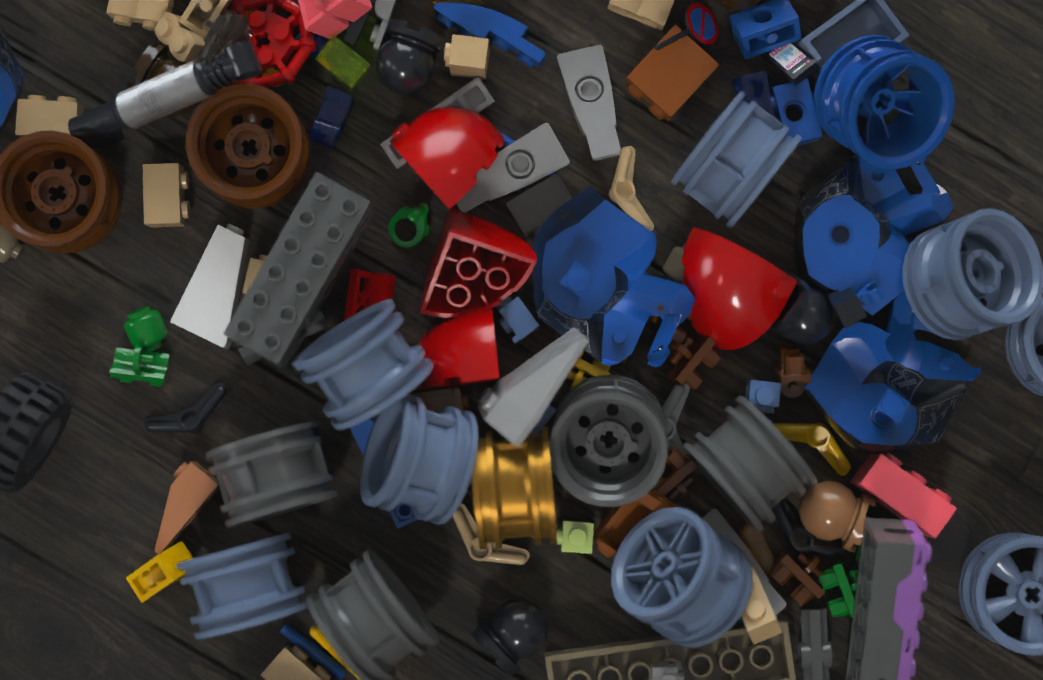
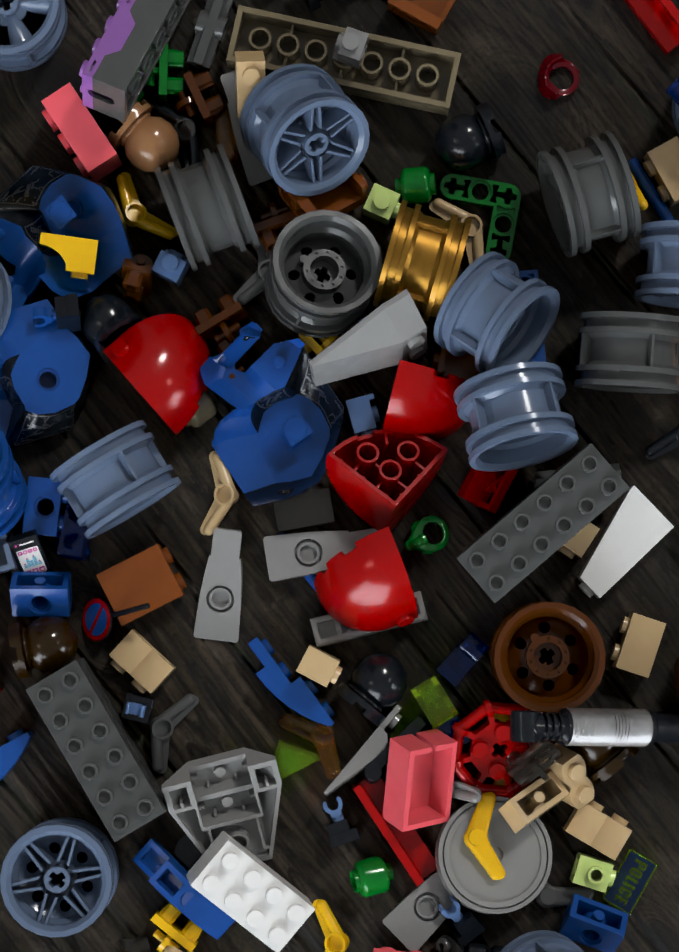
camera: 160 degrees left, 0 degrees up
(458, 575) = (499, 209): none -> green beam
(549, 568) = (416, 185): none -> green head
(861, 372) = (76, 252): none -> yellow arch

